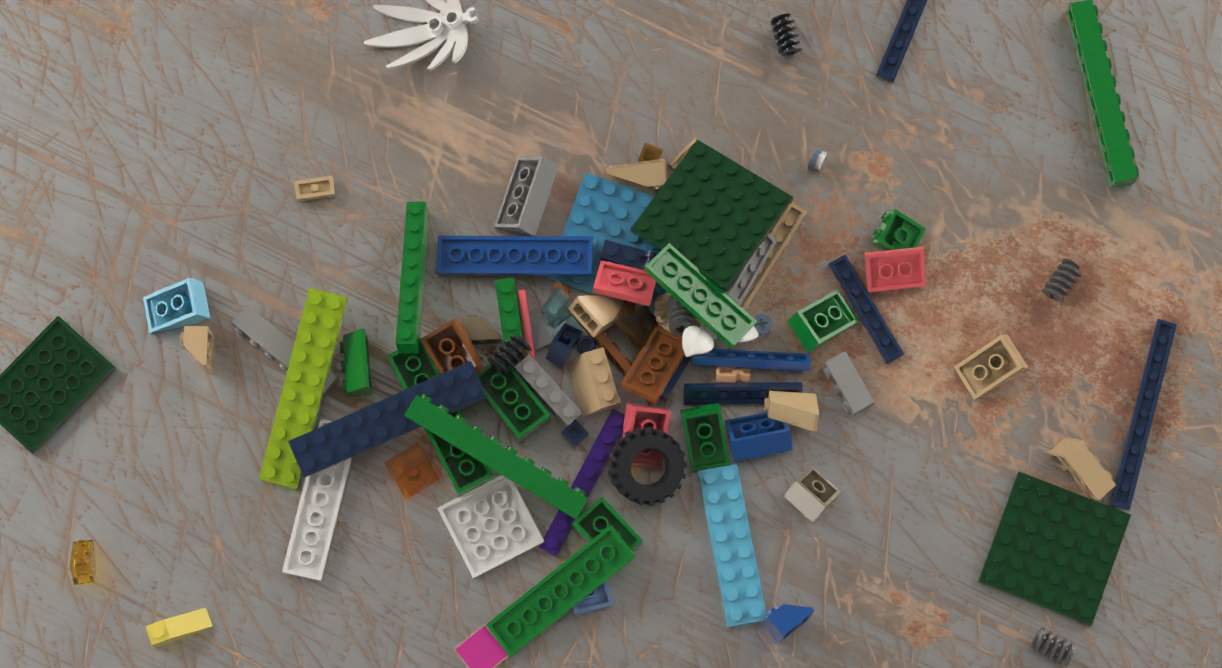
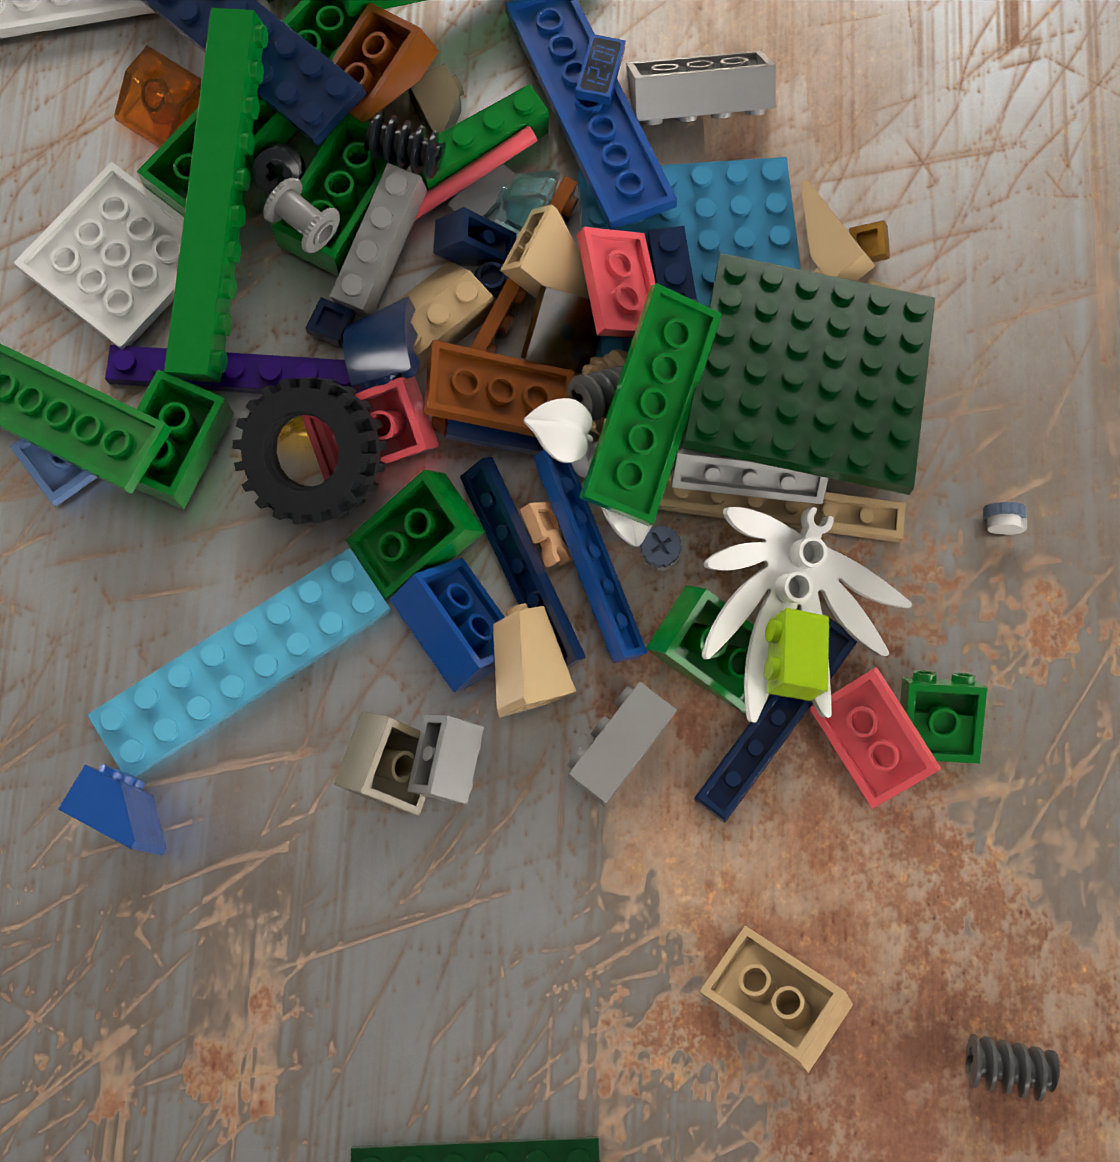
camera: 65 degrees right, 0 degrees up
(489, 421) = (268, 160): none -> black piece
(501, 241) = (600, 69): none -> tile
(526, 419) = (290, 206): none -> light grey hose
(609, 410) = (381, 346): none -> dark blue slope
(802, 268) = (793, 575): none -> white plant
(822, 466) = (445, 758): none -> light grey brick
(844, 285) = (797, 654): none -> lime brick

